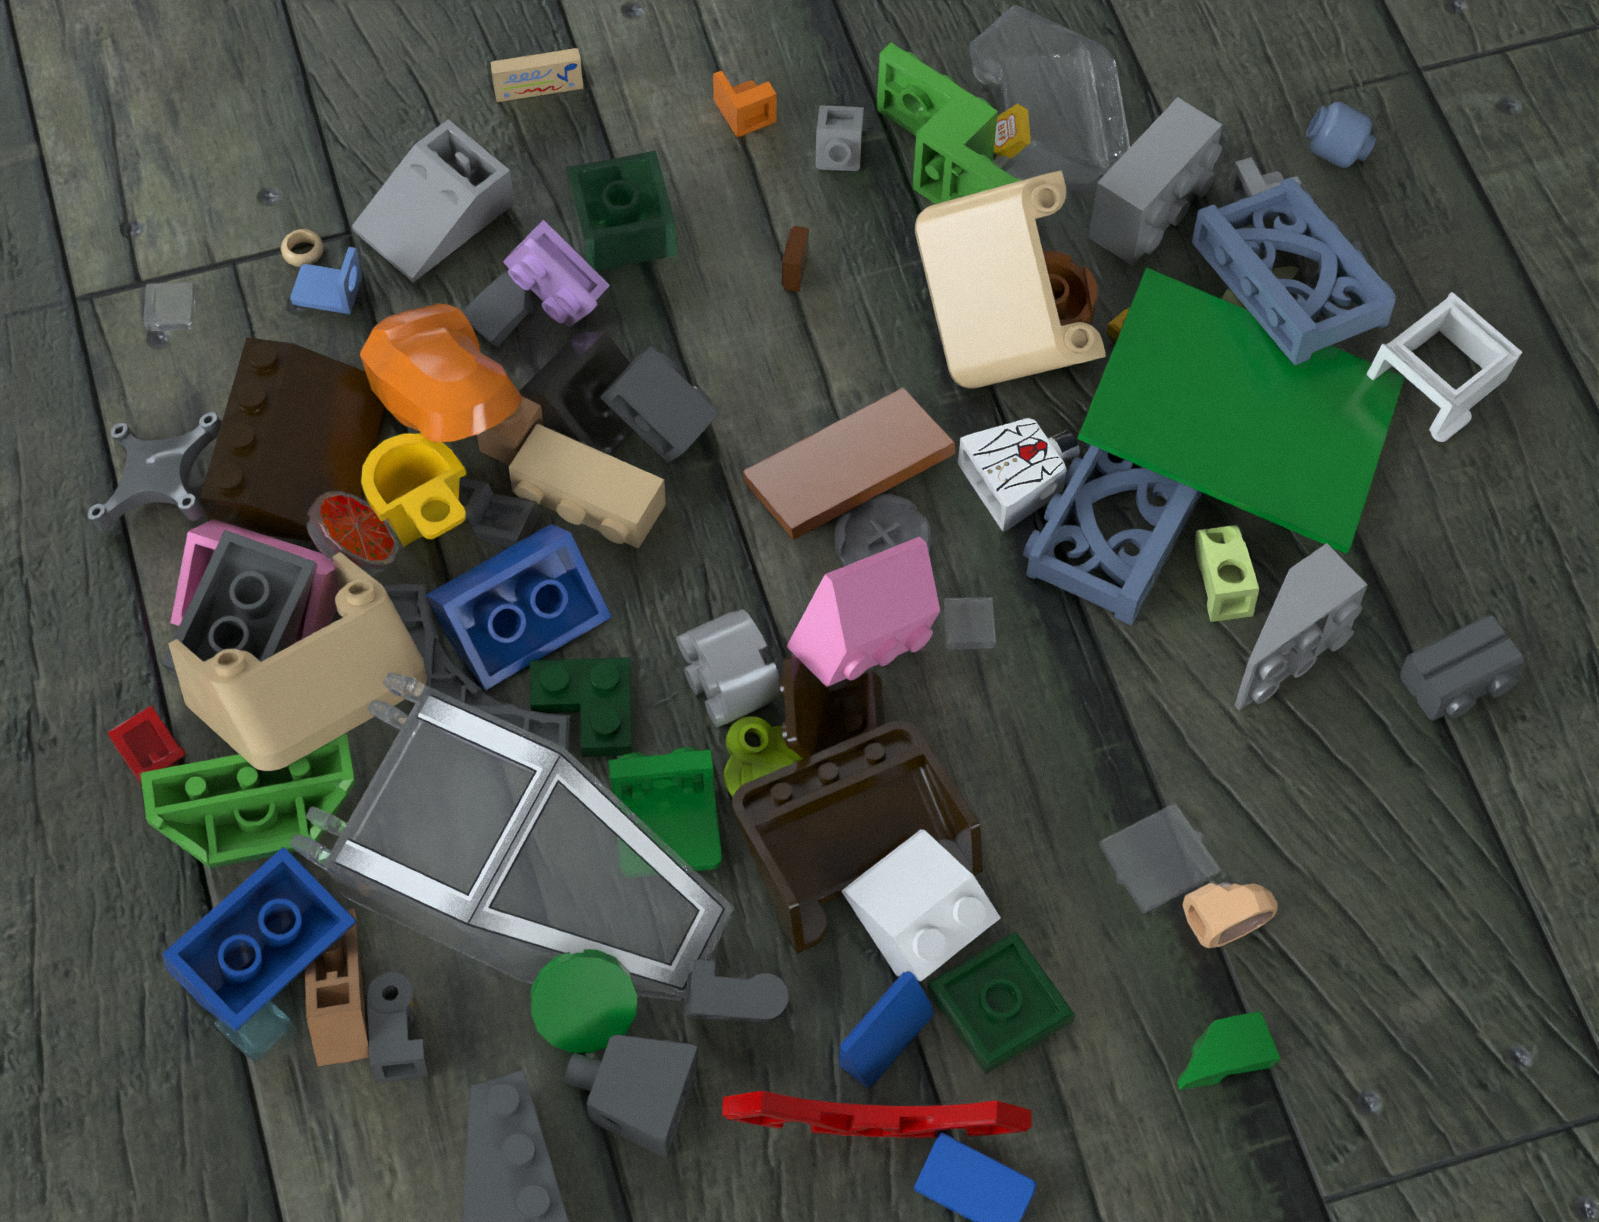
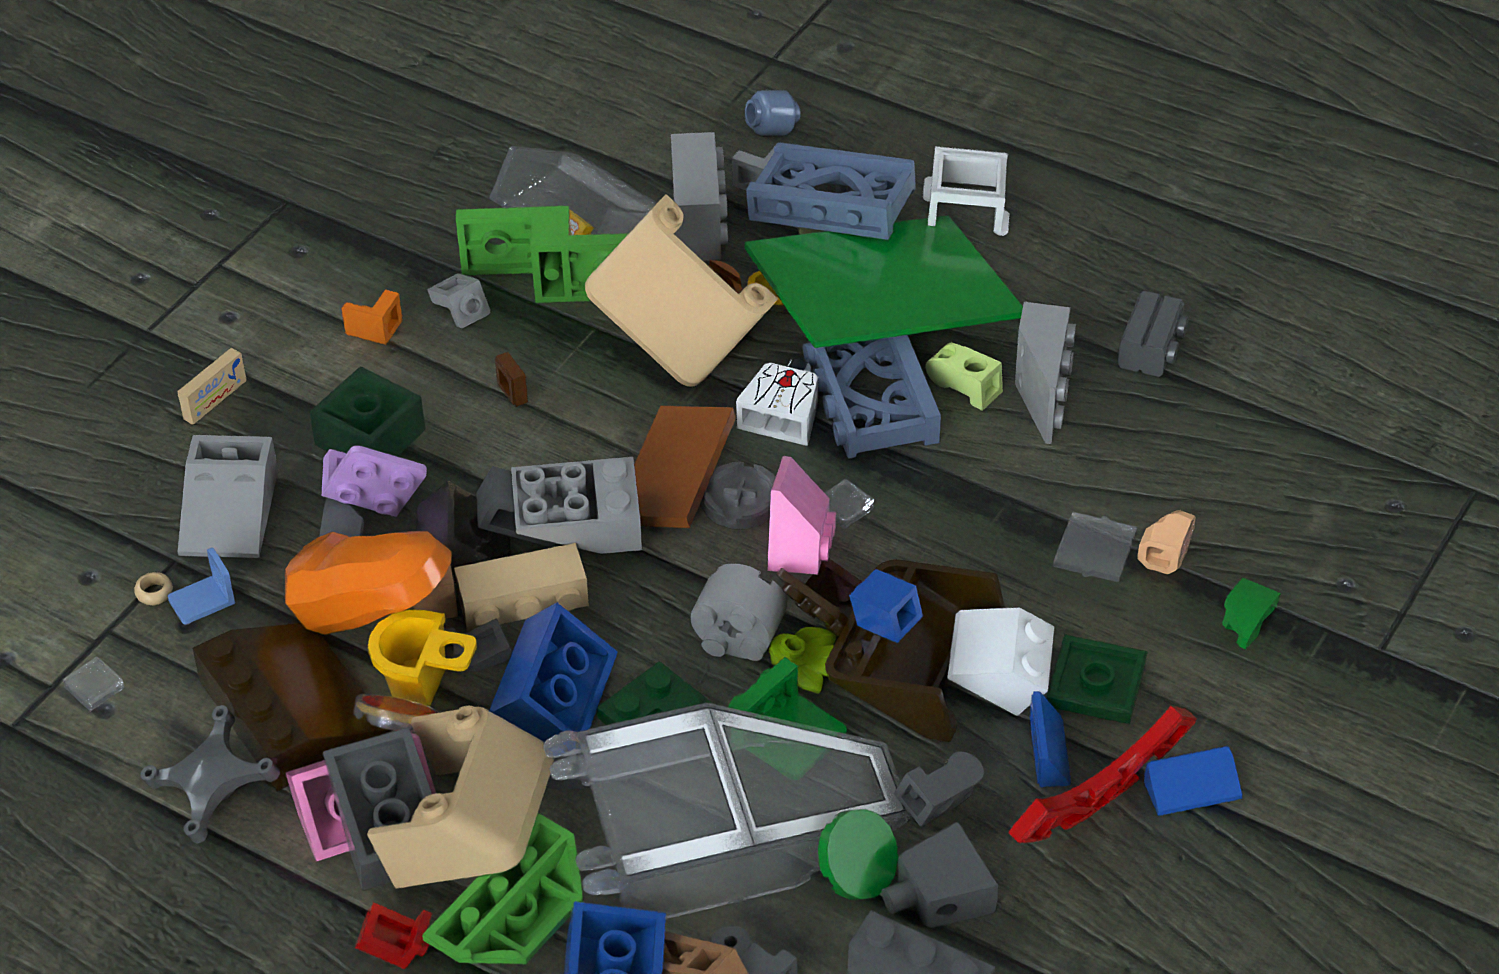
camera: 40 degrees left, 15 degrees down
(700, 443) = (579, 504): none -> light grey slope
(838, 774) = (886, 605): none -> blue brick

